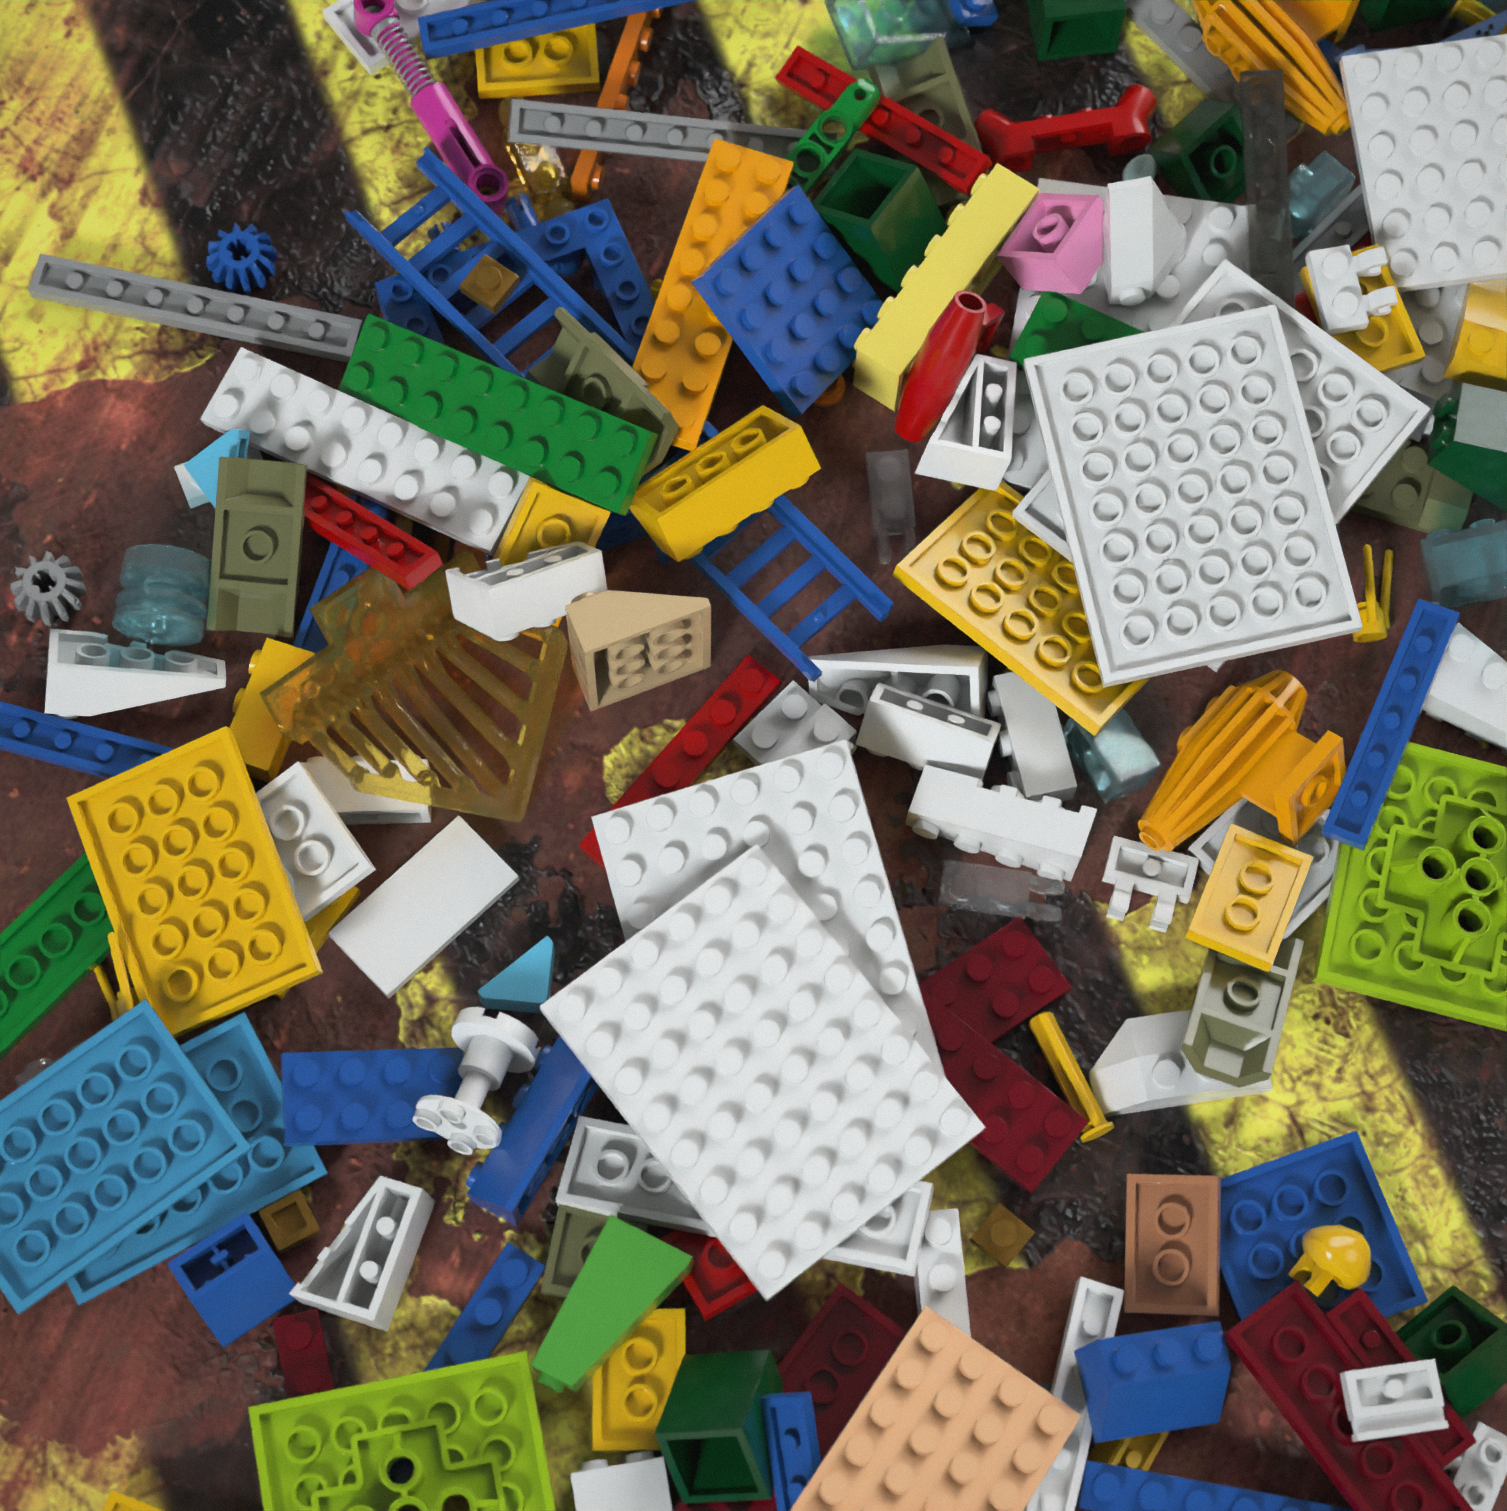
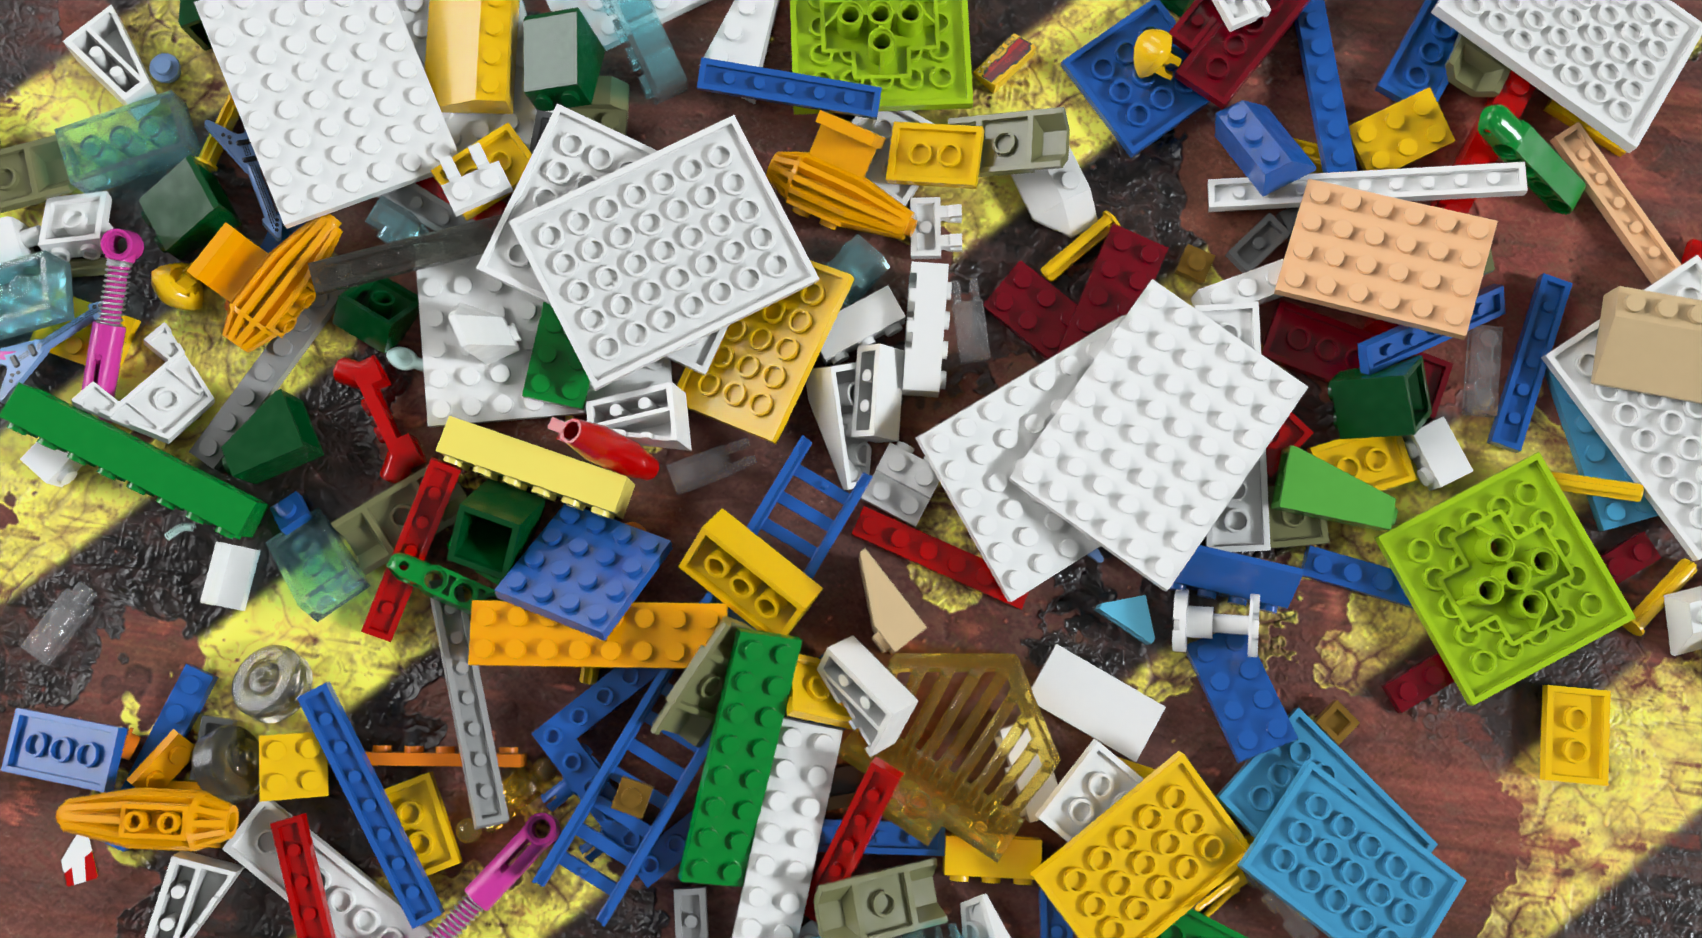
camera: 105 degrees left, 10 degrees up
(234, 1279) = (1388, 746): blue slope -> none
(371, 1256) = (1351, 659): white wedge -> none
(1007, 1330) = (1258, 244): none -> dark grey plate
(1056, 243) = (489, 391): bright pink slope -> none
(1172, 1244) = (1172, 155): nougat plate -> none
(1374, 1054) = (1005, 62): none -> slope
(1375, 618) = (680, 125): yellow plant -> none

